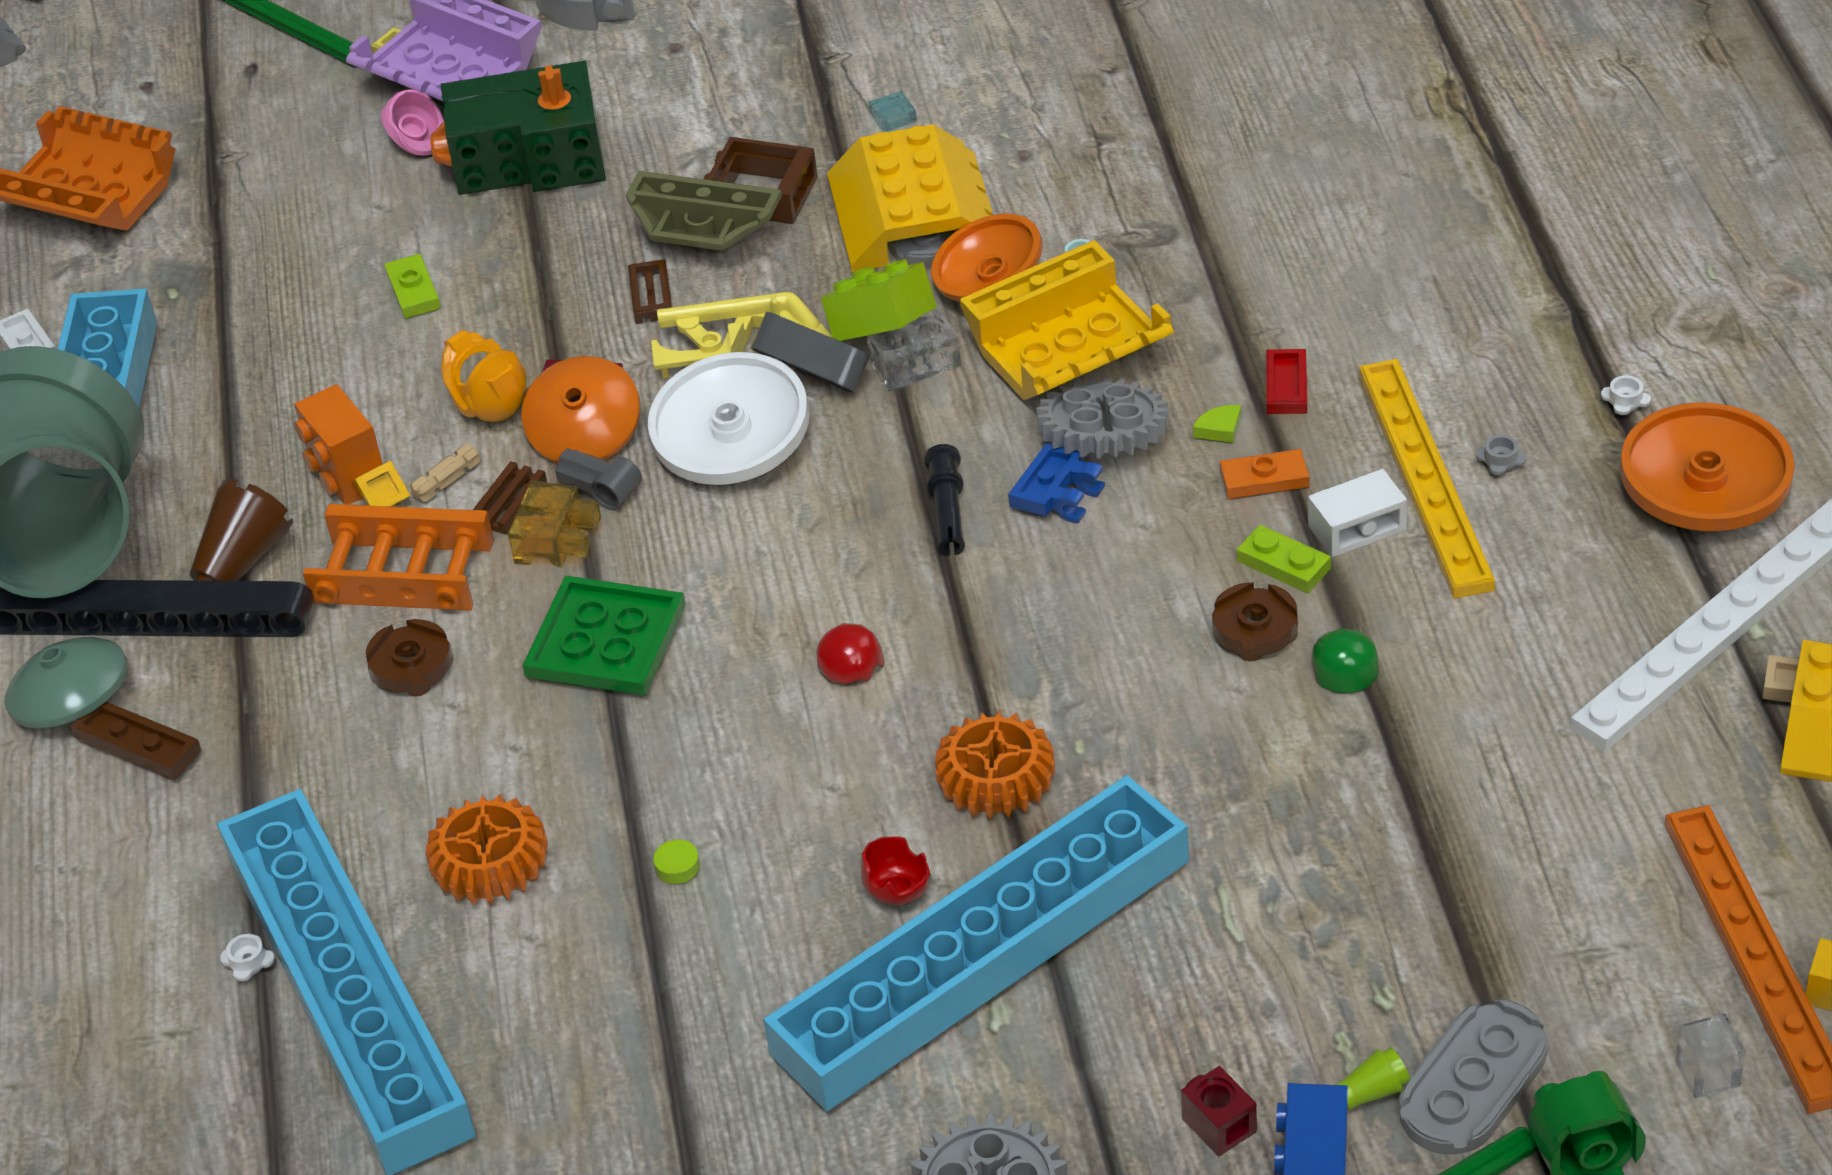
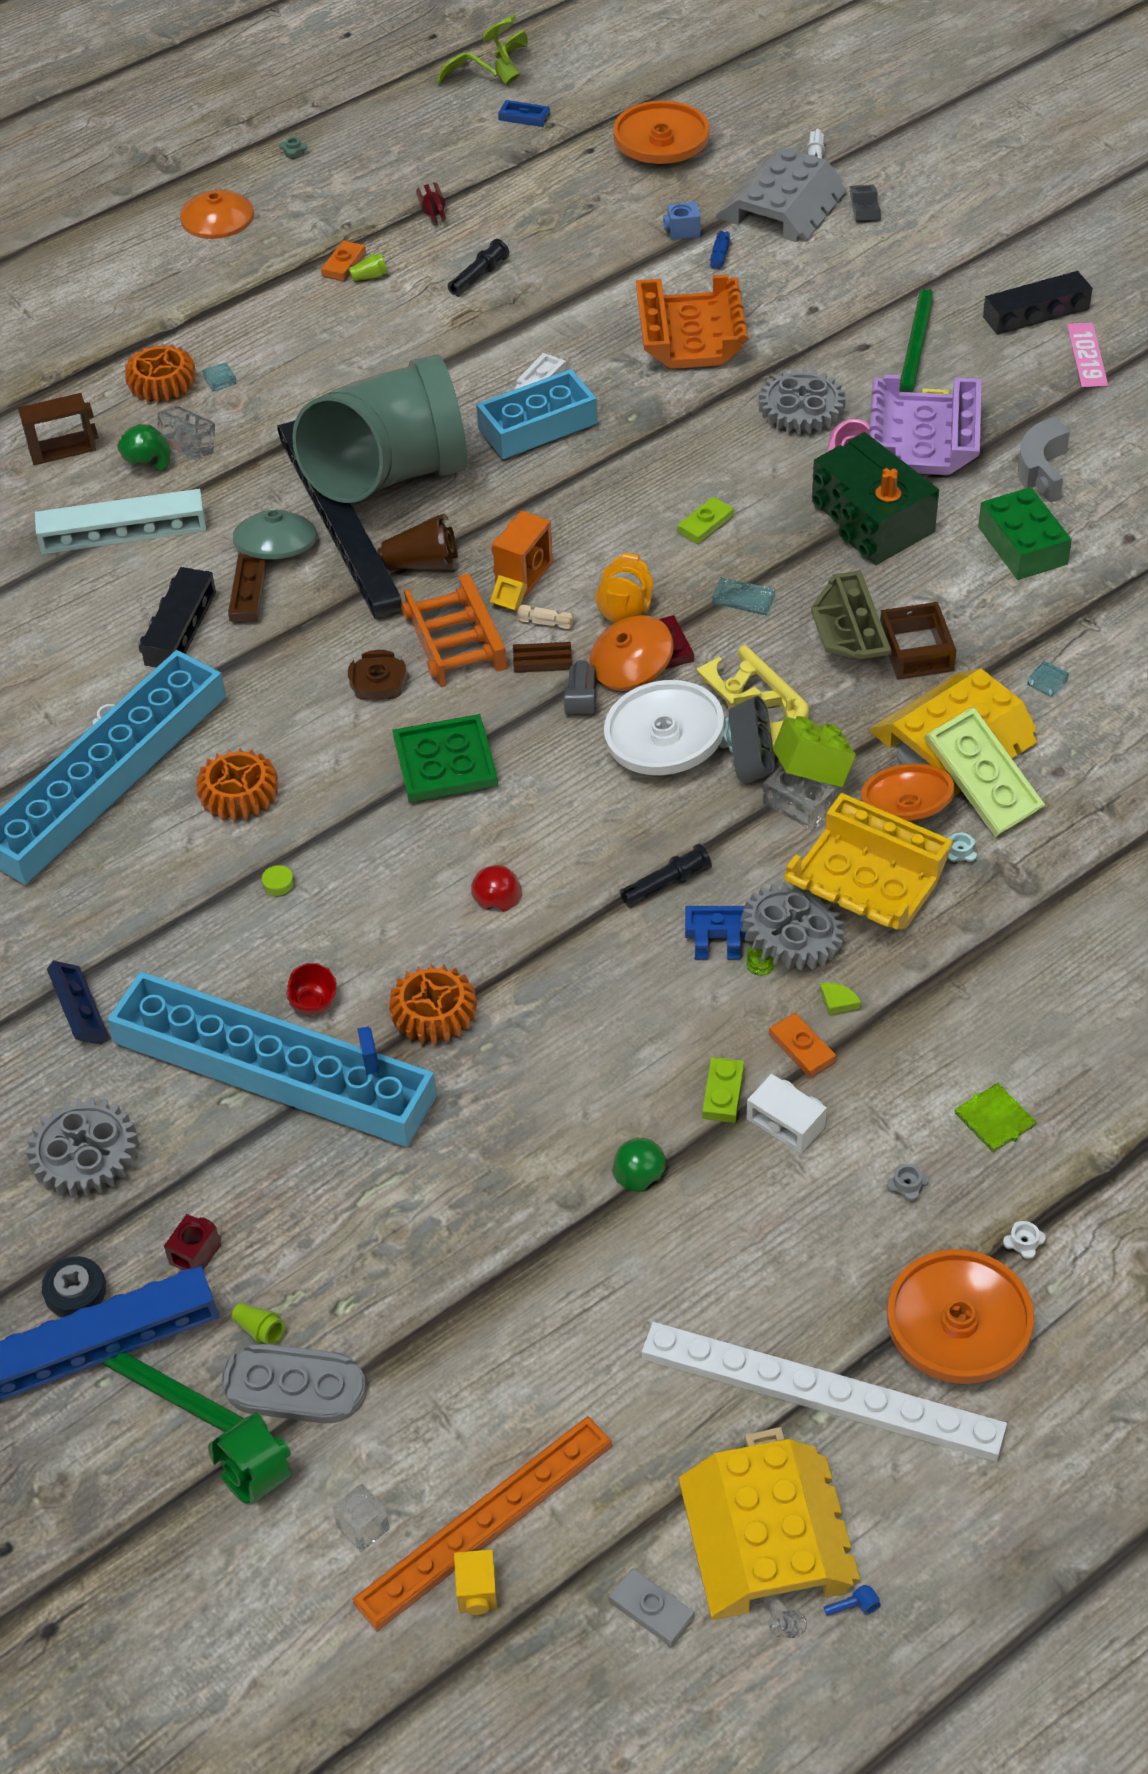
camera: 60 degrees right, 5 degrees up
(130, 826) = (178, 615): none -> black brick
(301, 139) = (801, 401): none -> light grey gear
(550, 524) = (522, 687): clear yellow hips -> none
(562, 297) = (743, 596): none -> clear light blue tile
(651, 308) = (780, 640): reddish brown tile -> none
(674, 45) = (1024, 533): none -> green brick
(738, 1128) = (77, 1002): none -> dark blue plate
(1002, 188) = (984, 771): none -> yellowish green tile
(1067, 814) = (368, 1050): none -> blue tile
(1122, 470) = (756, 967): none -> clear neon green bush
(1258, 638) = (652, 1111): reddish brown plate -> none
(1286, 381) = (909, 1020): red tile -> none
(1426, 479) = (858, 1144): yellow tile -> none
(1454, 365) = (995, 1117): none -> clear neon green piece

